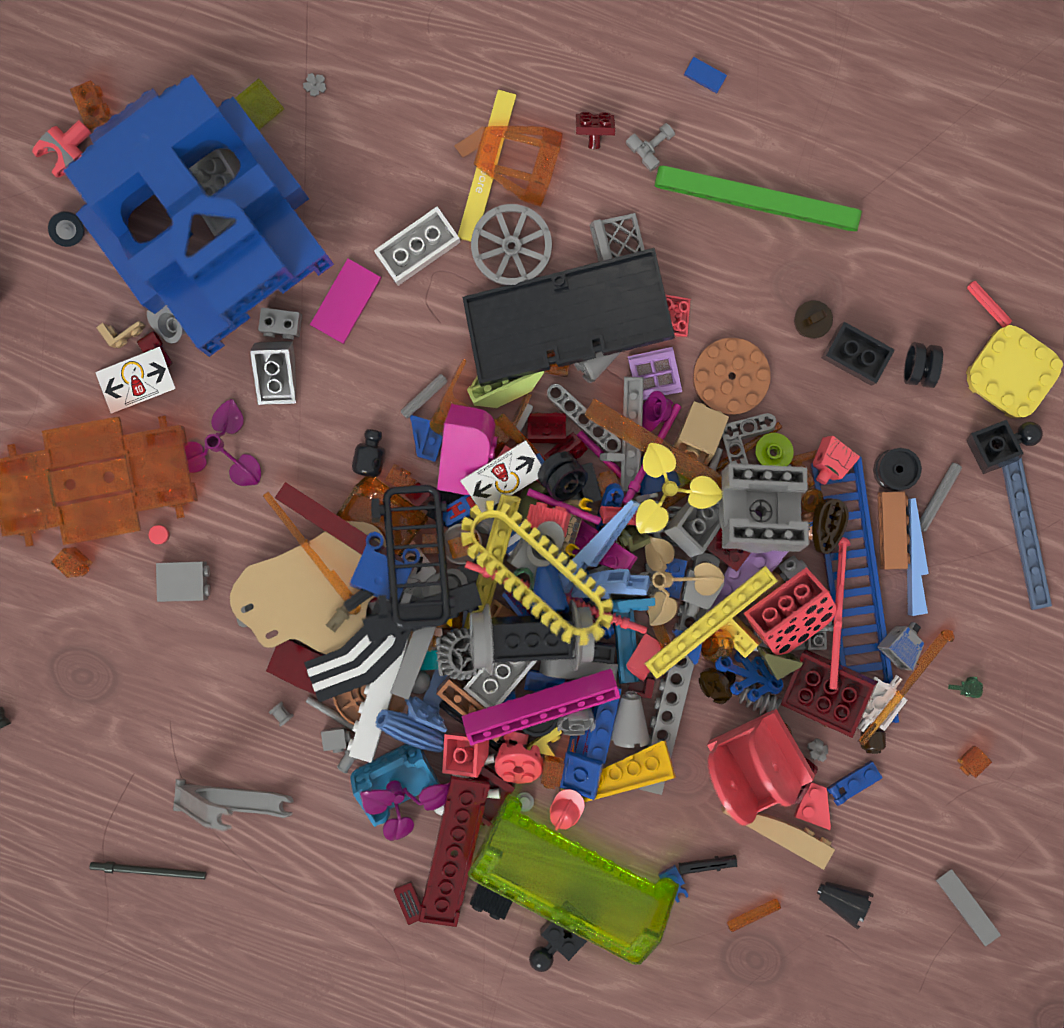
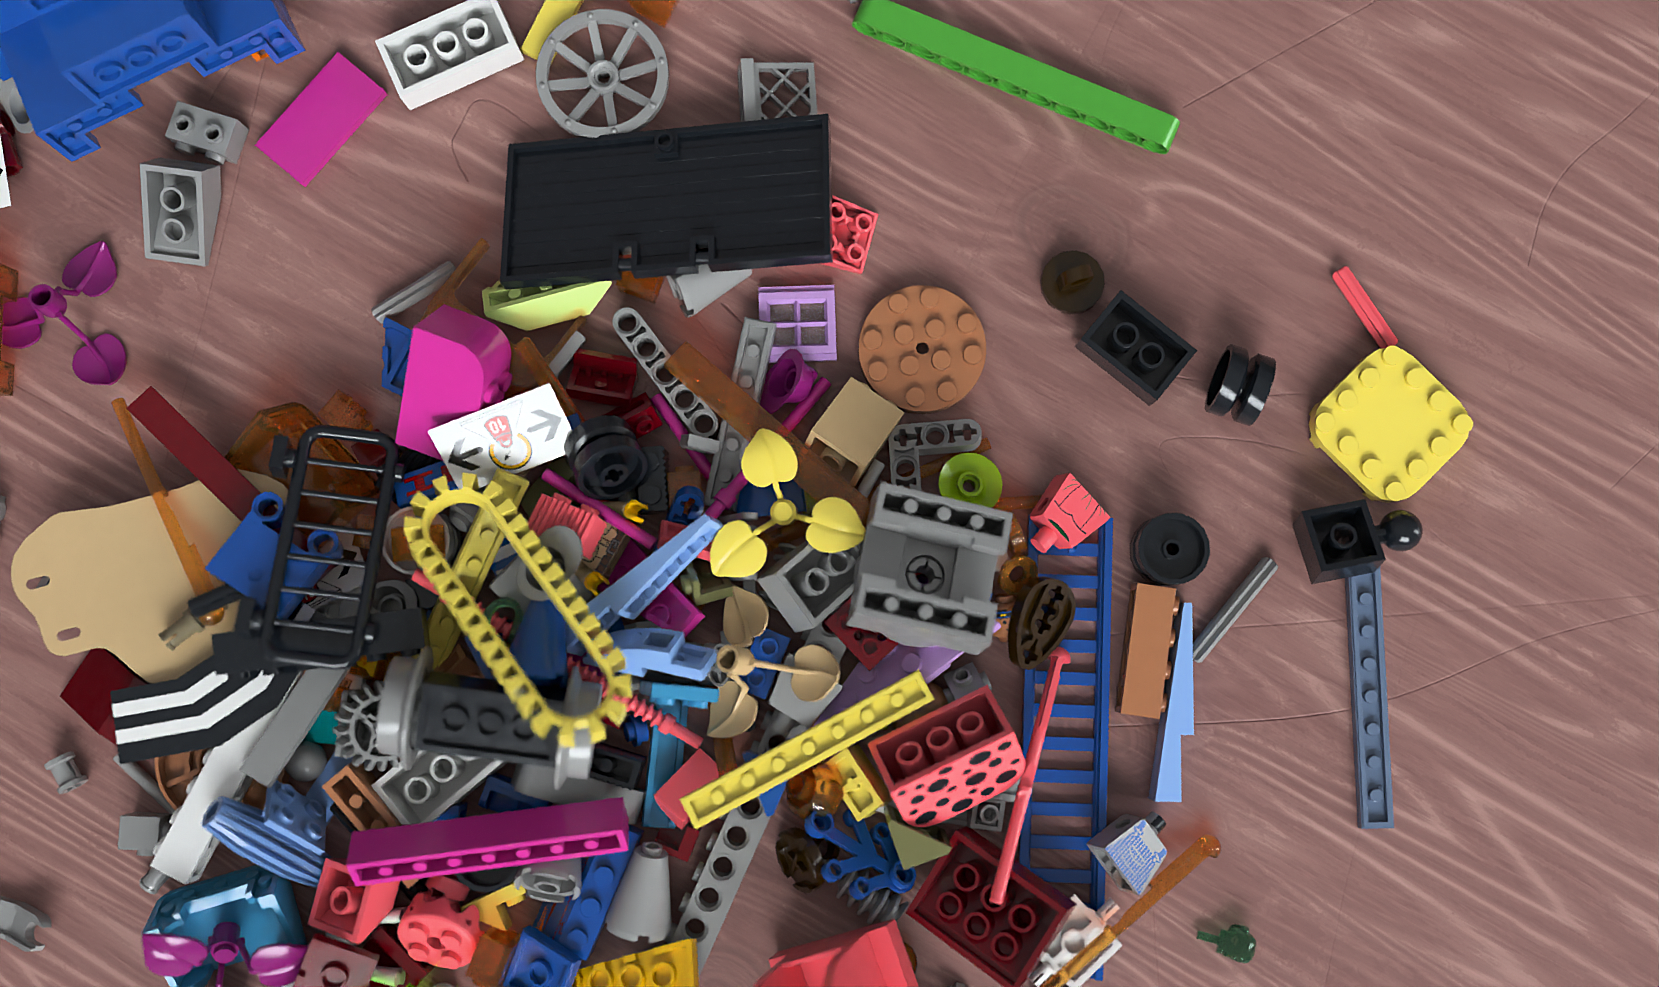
camera: 15 degrees right, 5 degrees down
(369, 456) = (302, 372): black piece -> none

